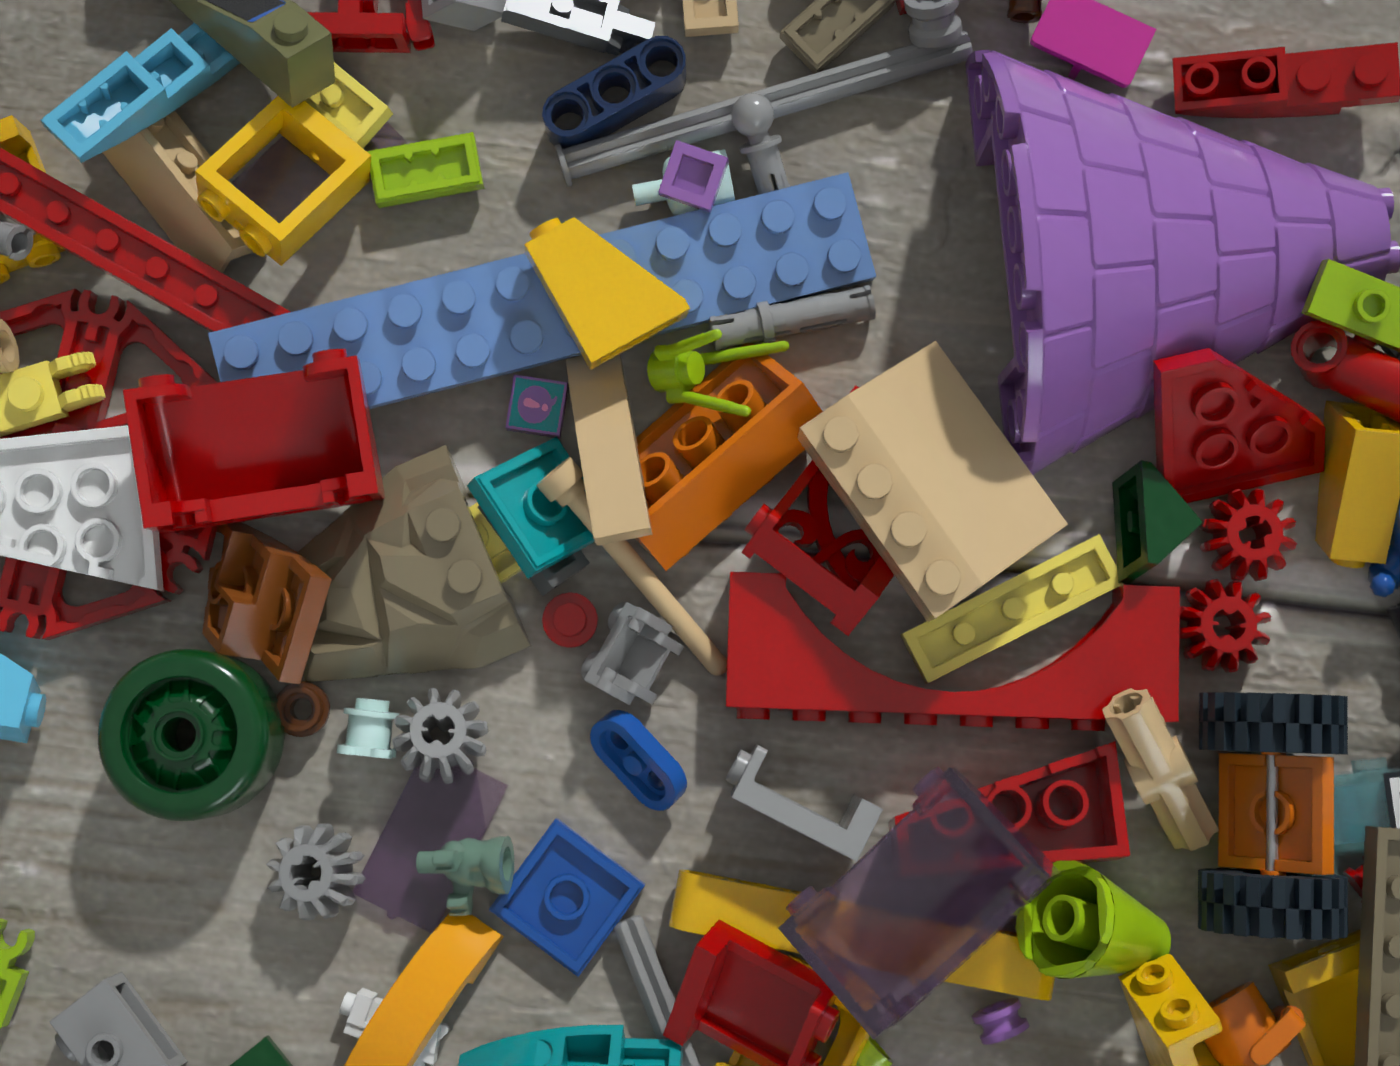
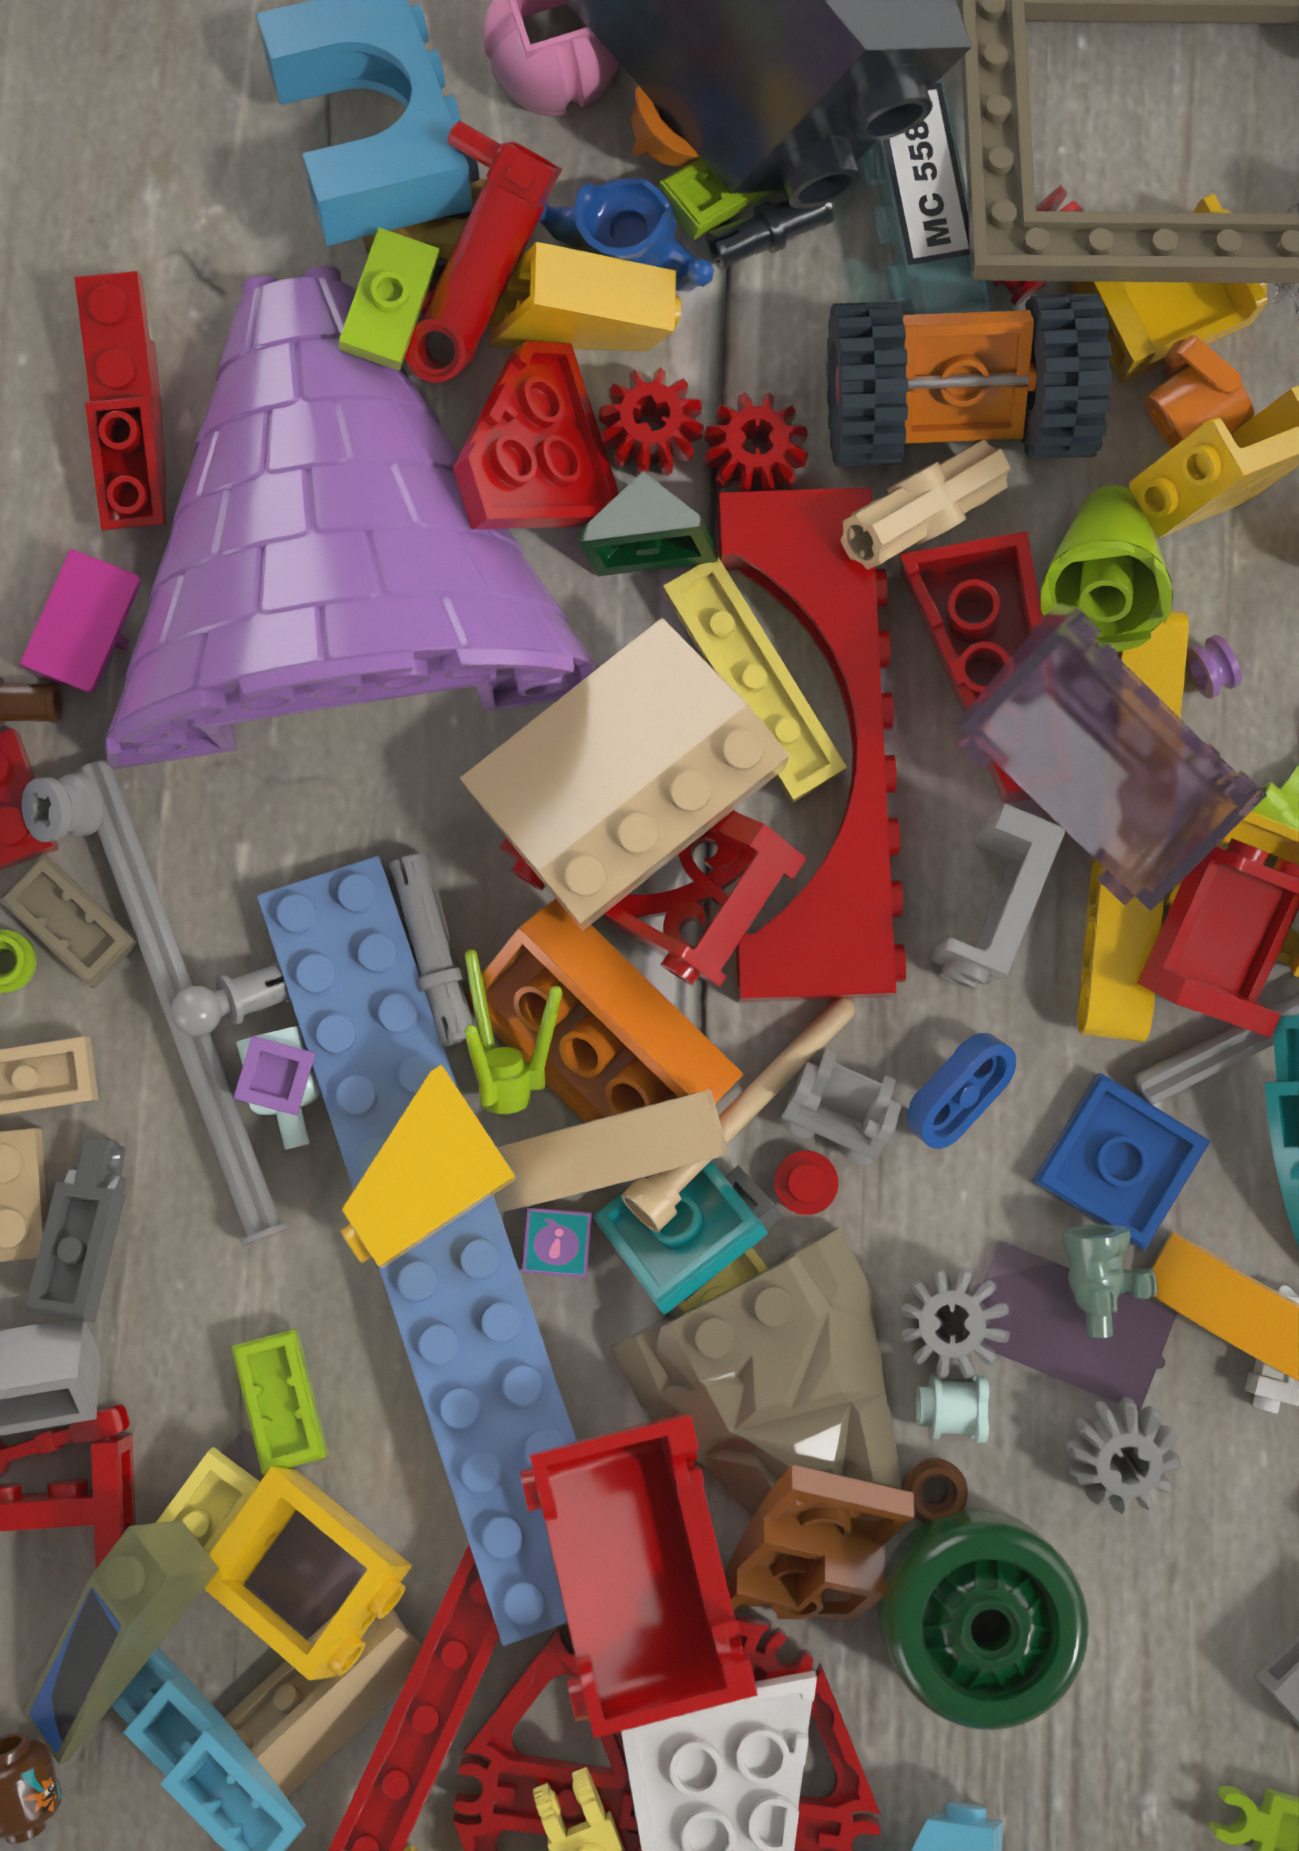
camera: 100 degrees left, 0 degrees up
(624, 71) = (147, 1164): dark blue beam -> none

